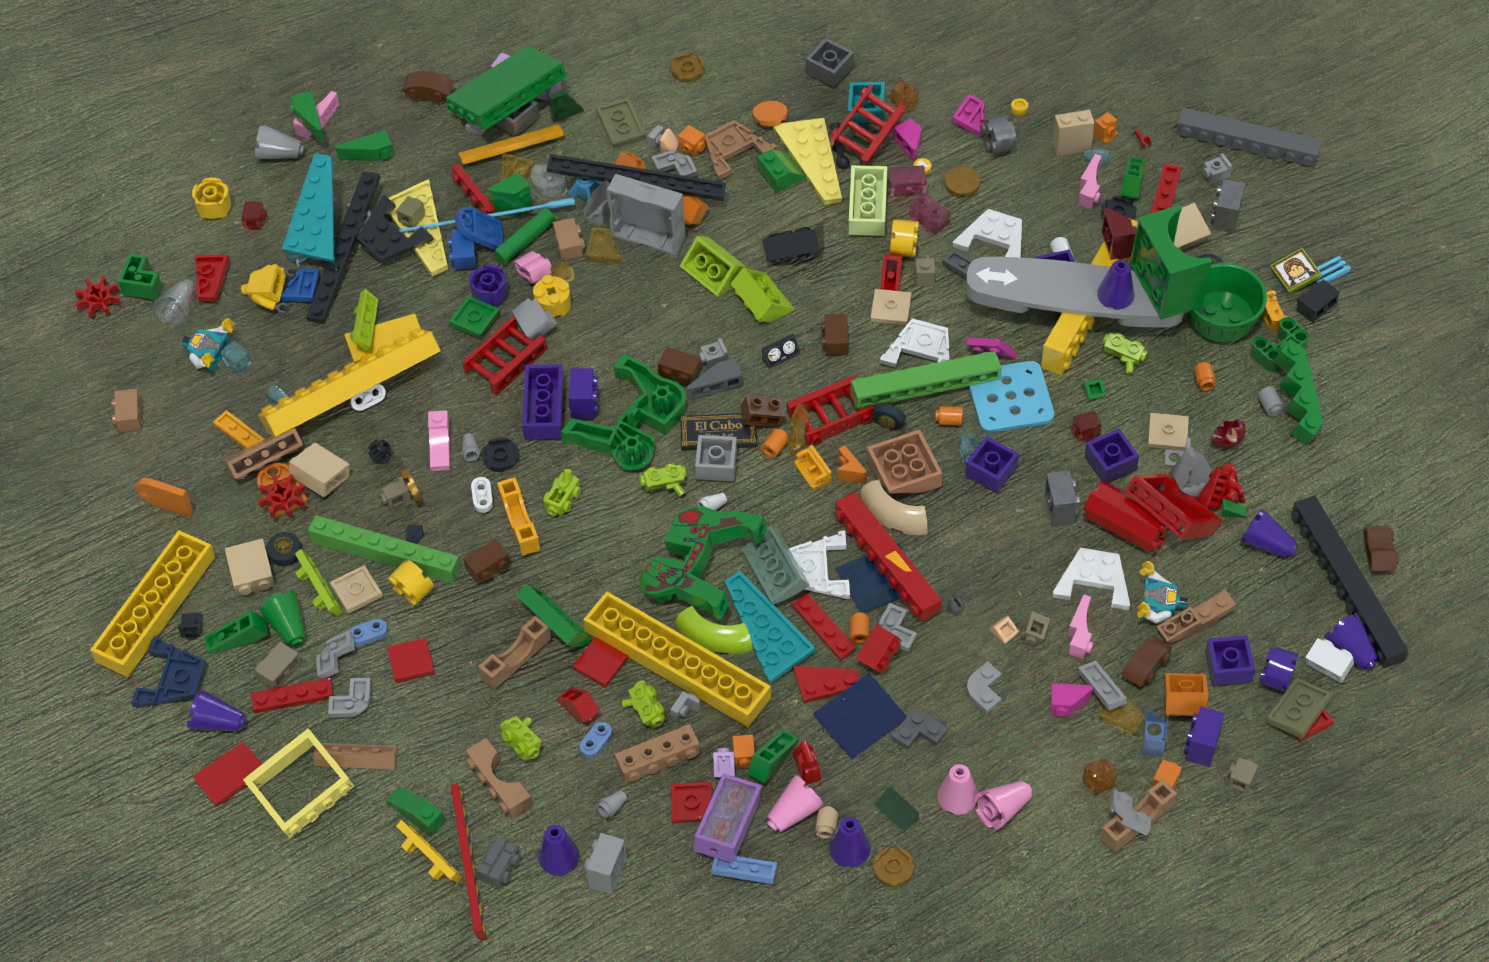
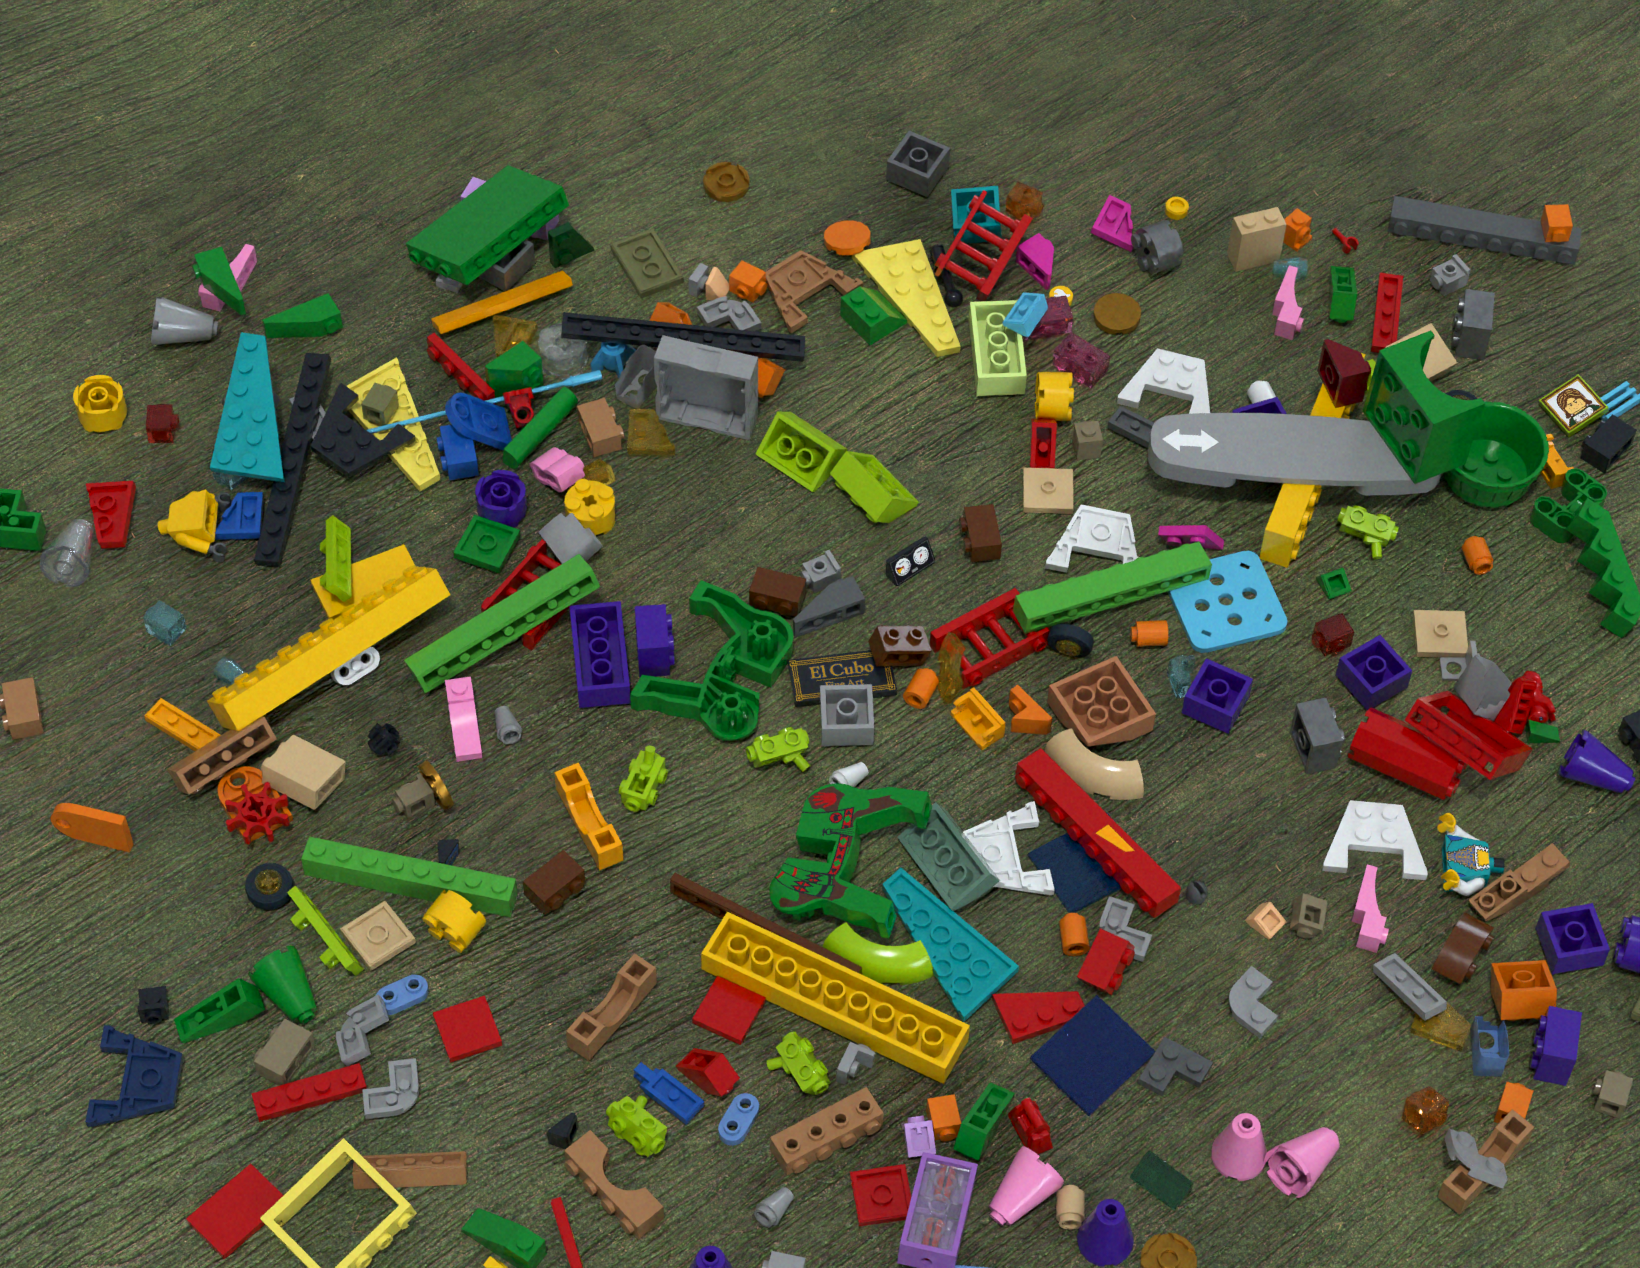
camera: 10 degrees left, 0 degrees up
(152, 603) = (96, 979): yellow brick -> none
(207, 344) = (123, 609): torso -> none
(214, 714) = (206, 1128): dark purple cone -> none
(249, 567) = (225, 916): tan brick -> none
(427, 86) = (377, 228): reddish brown brick -> none
(468, 737) = (563, 1132): none -> black slope
(475, 374) = (502, 623): none -> bright green brick
(482, 496) = (533, 791): white plate -> none
(500, 455) = (549, 732): black tile -> none
(512, 215) = (518, 401): none -> red plate
(548, 717) = (668, 1092): none -> blue hinge
(553, 616) = (658, 952): green slope -> none
(601, 586) = (719, 906): none -> reddish brown tile
(794, 243) = (906, 414): black wedge -> none
(824, 627) = (1024, 936): red plate -> none
(891, 176) = (1026, 313): none -> medium azure slope
(1068, 698) = (1366, 1008): dark pink slope -> none
(1117, 286) = (1353, 444): dark purple cone -> none
(1120, 205) = (1326, 330): black tile -> none
(1229, 435) = (1523, 632): dark red hair -> none
(1271, 401) = (1569, 583): light grey brick -> none
(1302, 135) = (1556, 223): none -> orange brick

